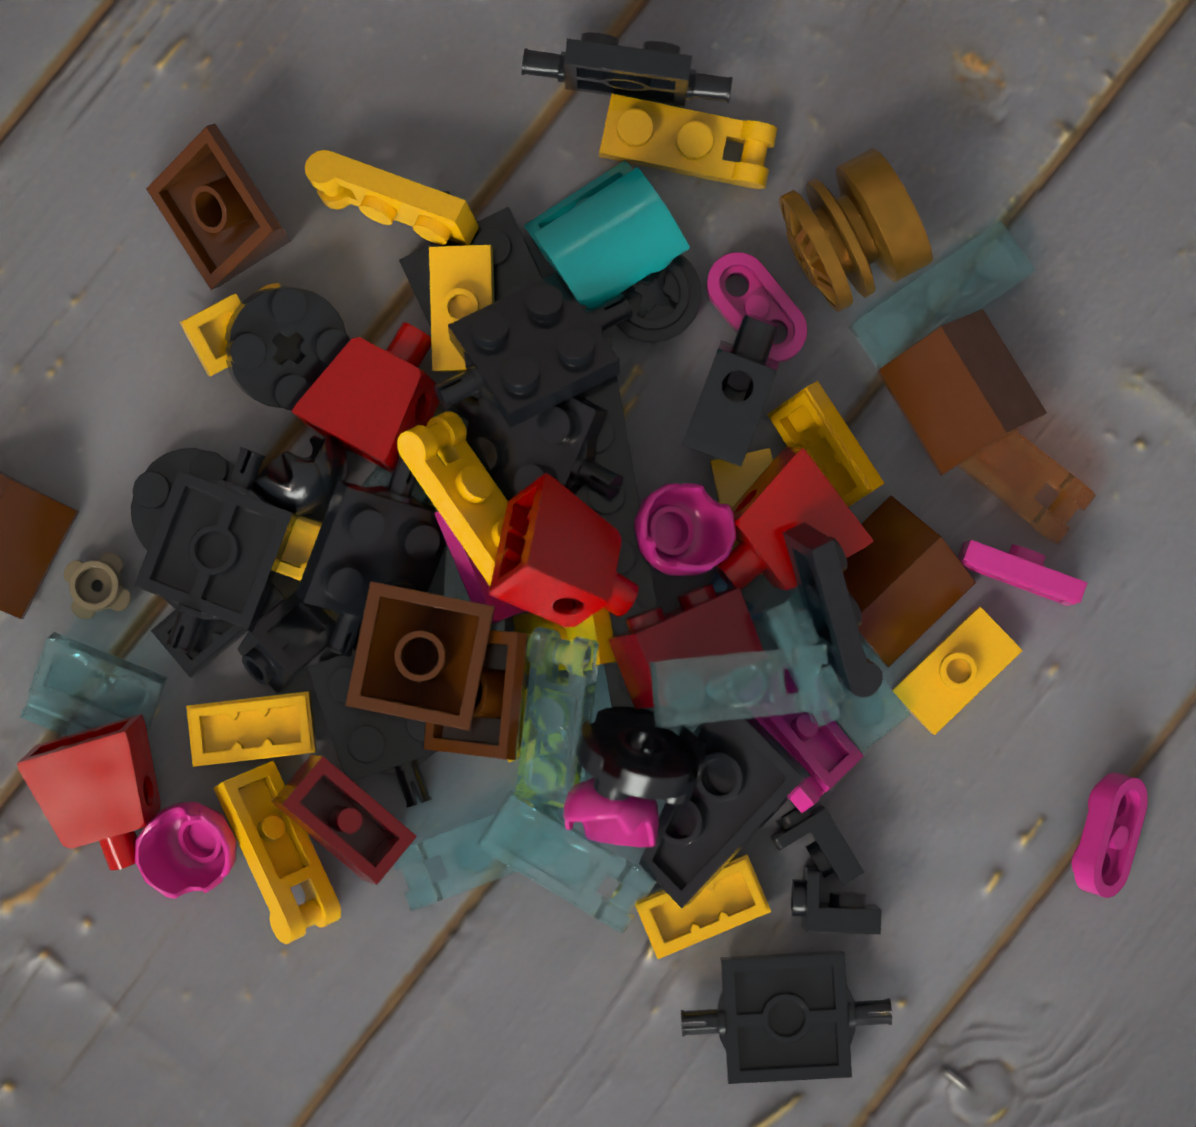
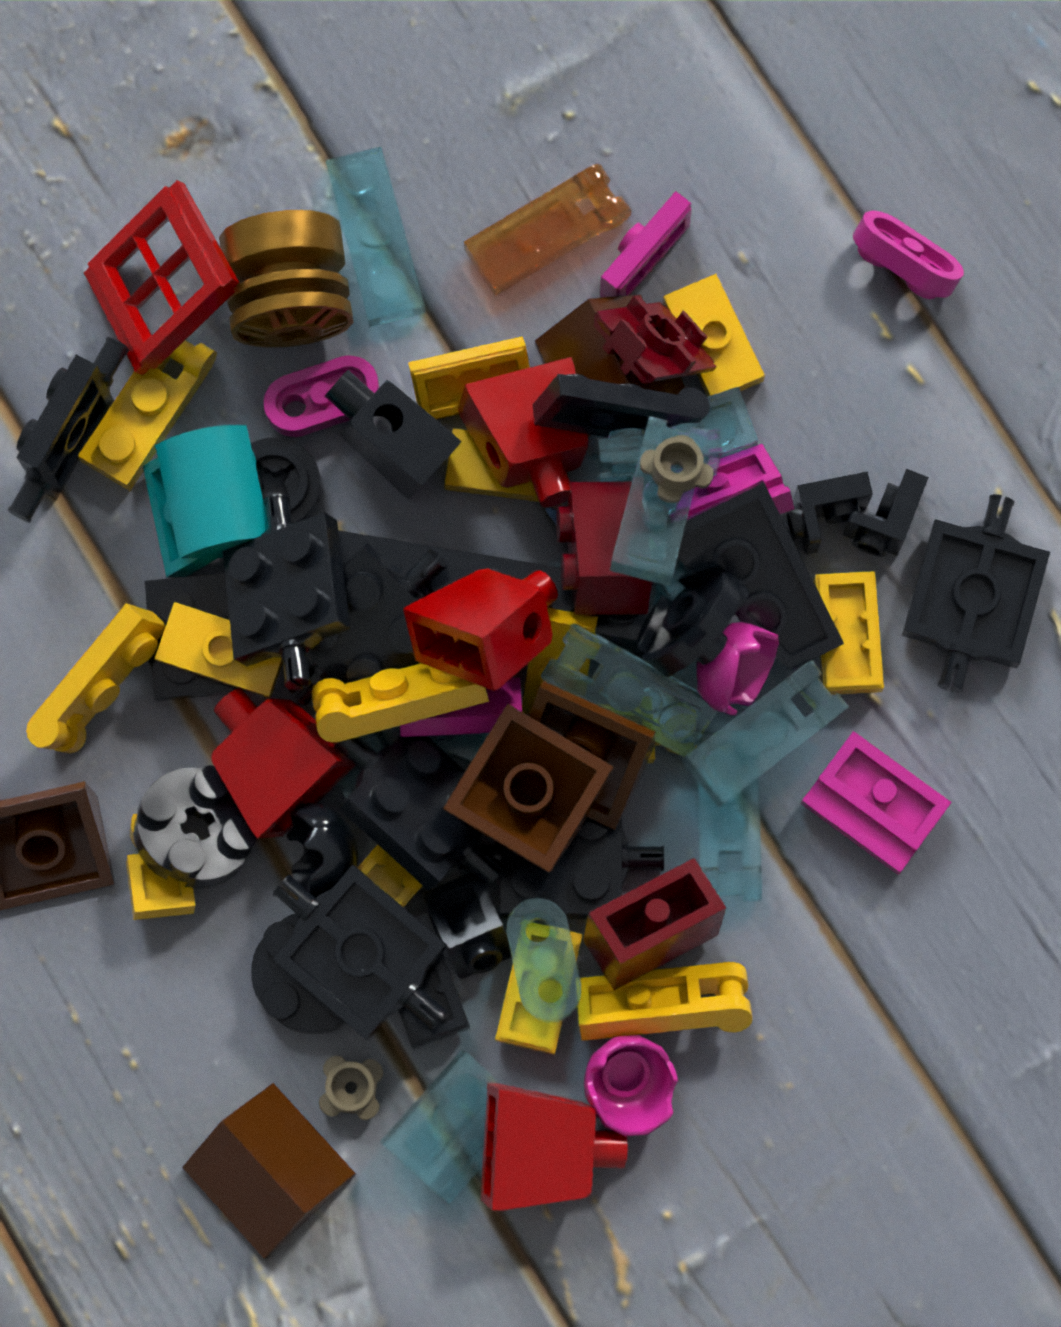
camera: 70 degrees left, 10 degrees down
(271, 725) = (544, 960): none -> clear light blue plate
(543, 989) = (875, 803): none -> dark pink plate
(684, 529) = (500, 515): dark pink hair -> none
(790, 687) = (676, 451): none -> dark tan plate
(854, 131) = (198, 246): none -> red piece
(921, 616) = (653, 341): none -> dark red piece
(961, 390) = (465, 243): reddish brown slope -> none

